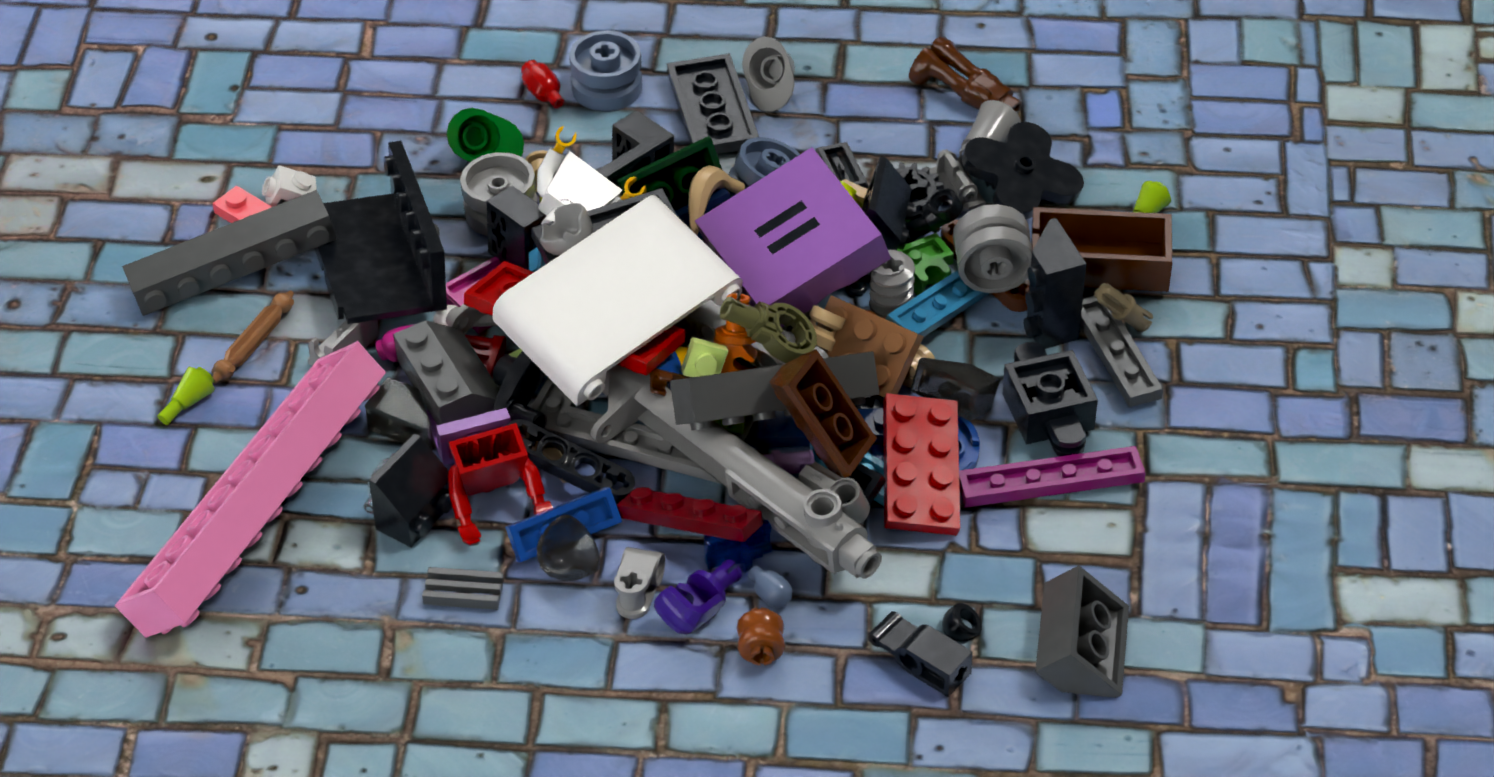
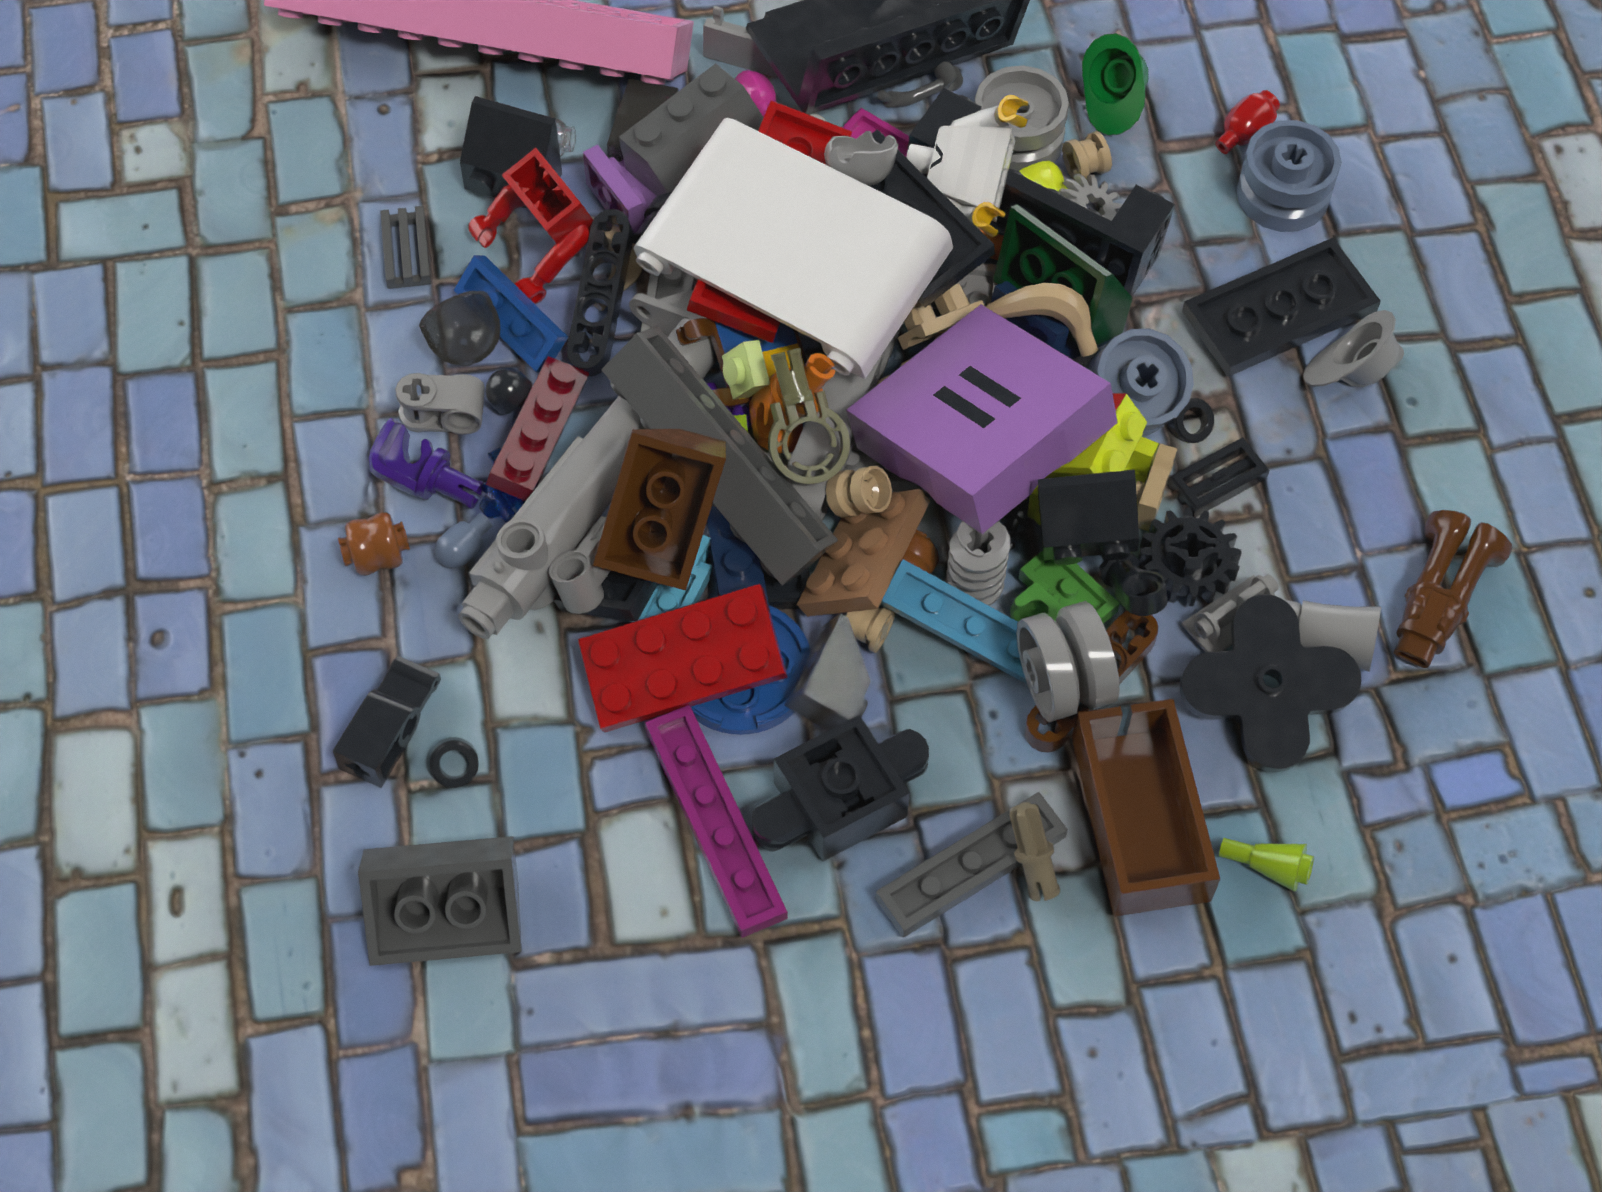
camera: 75 degrees right, 15 degrees up
(641, 534) = (507, 390): none -> black piece
(1054, 289) = (1020, 744): black slope -> none

